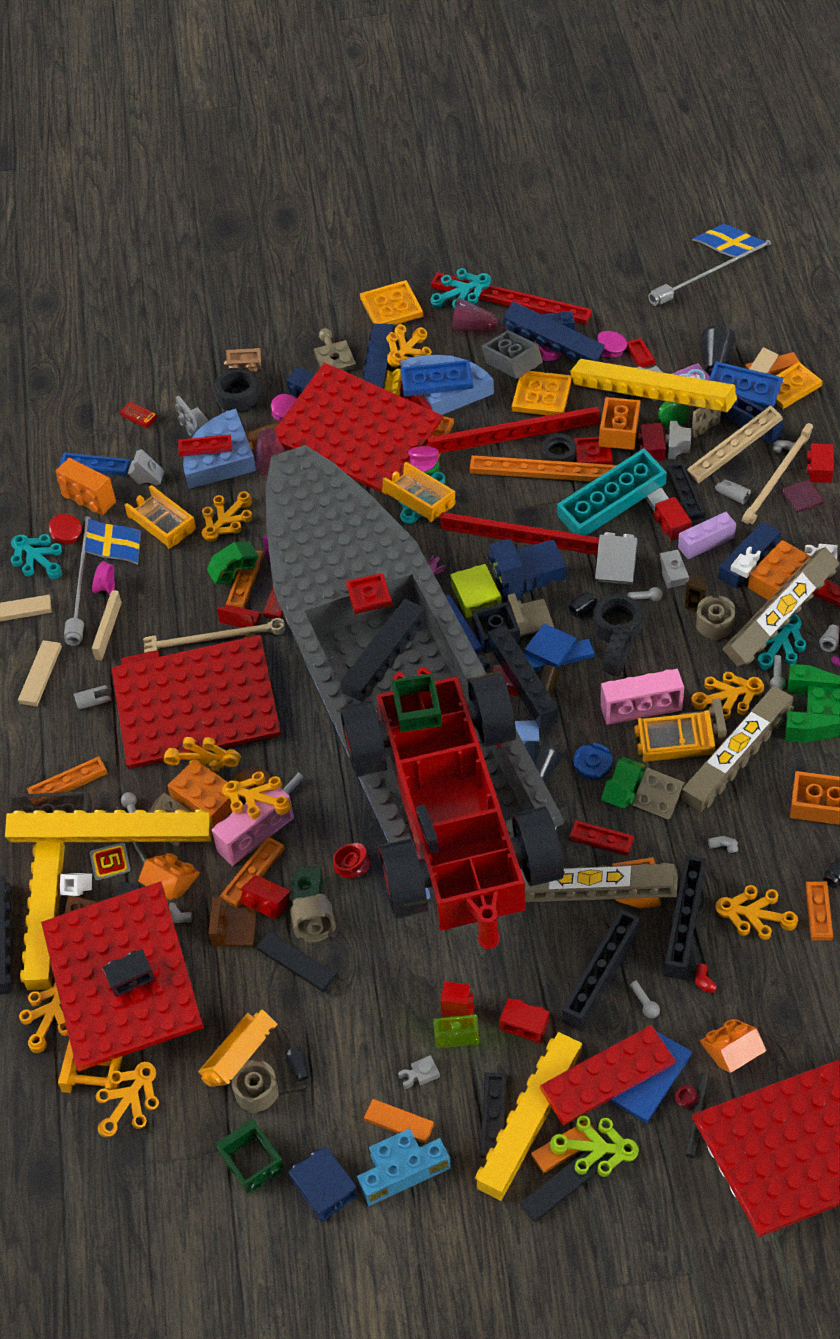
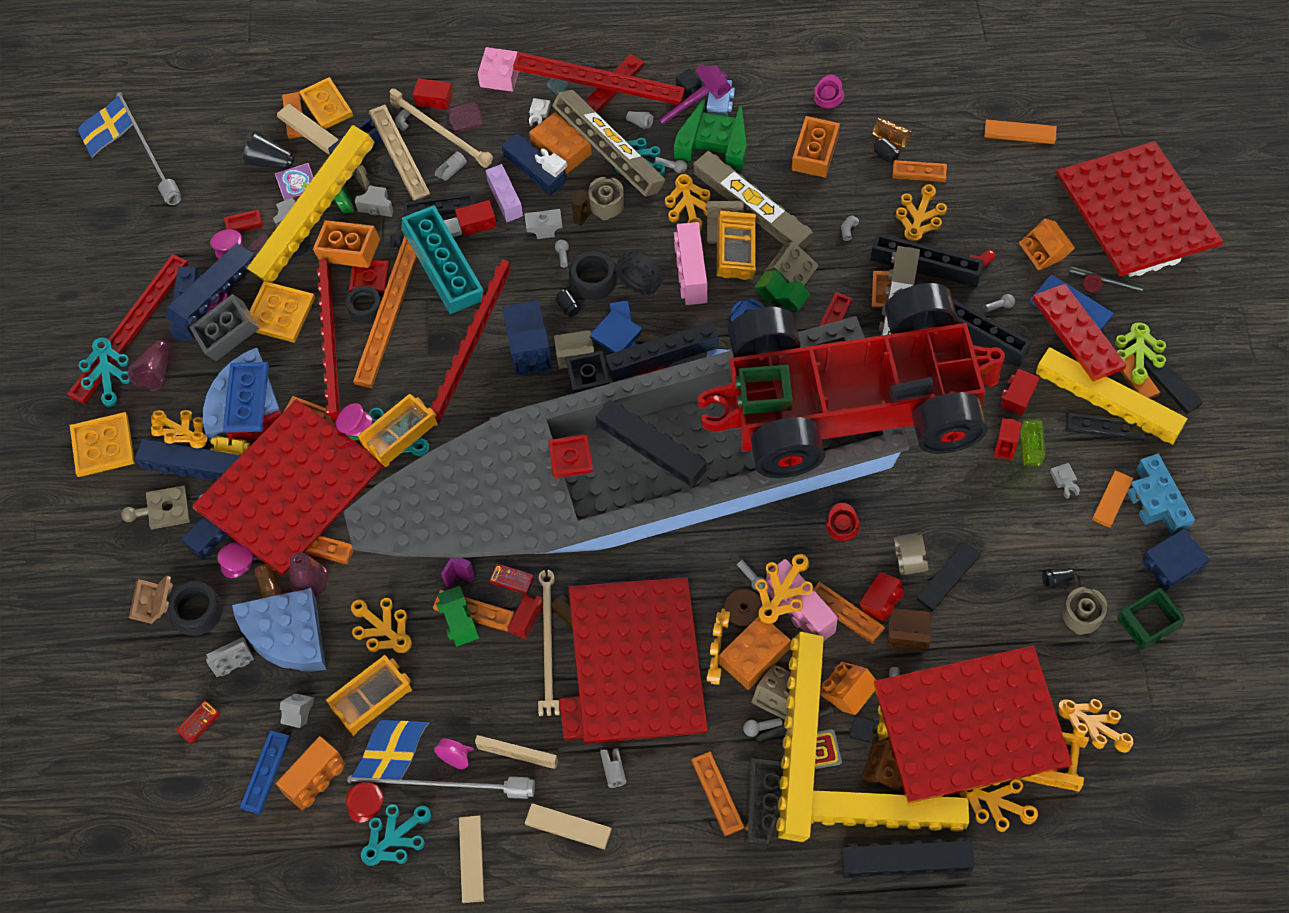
camera: 85 degrees left, 10 degrees up
(75, 883) = (855, 775): white brick -> none
(128, 972) = (983, 706): black brick -> none
(205, 445) = (287, 635): red tile -> none
(236, 1049) = (1051, 622): light orange door -> none
(306, 877) = (866, 553): clear green brick -> none
(475, 589) = (532, 388): neon yellow brick -> none
(616, 559) = (524, 265): light grey brick -> none
(652, 440) = (379, 218): dark red brick -> none
(750, 384) = (322, 132): blue tile -> none

